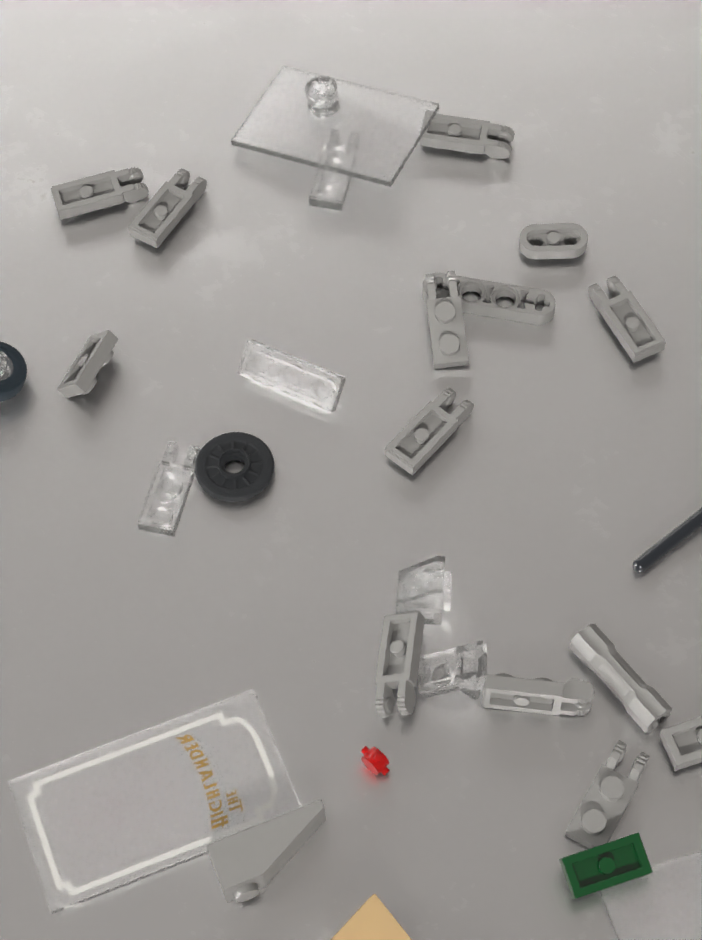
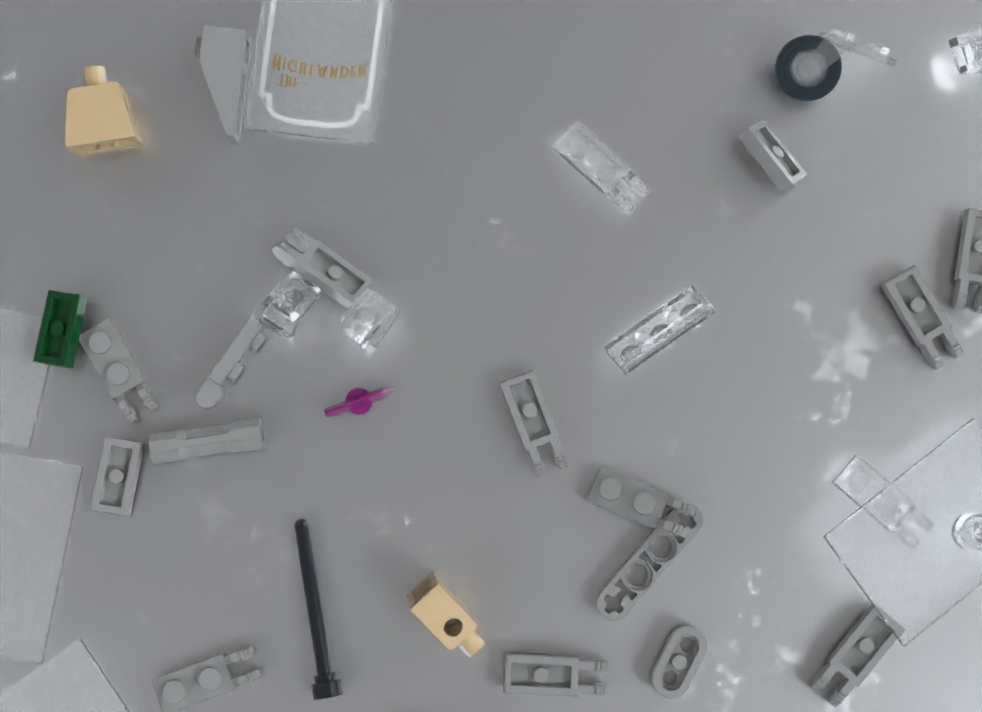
camera: 115 degrees right, 25 degrees up
(234, 486) = (586, 255): black wheel -> none
(375, 760) = (253, 204): red piece -> none
(500, 575) = (358, 401): none -> magenta piece
(636, 396) = (436, 604): none -> tan torso

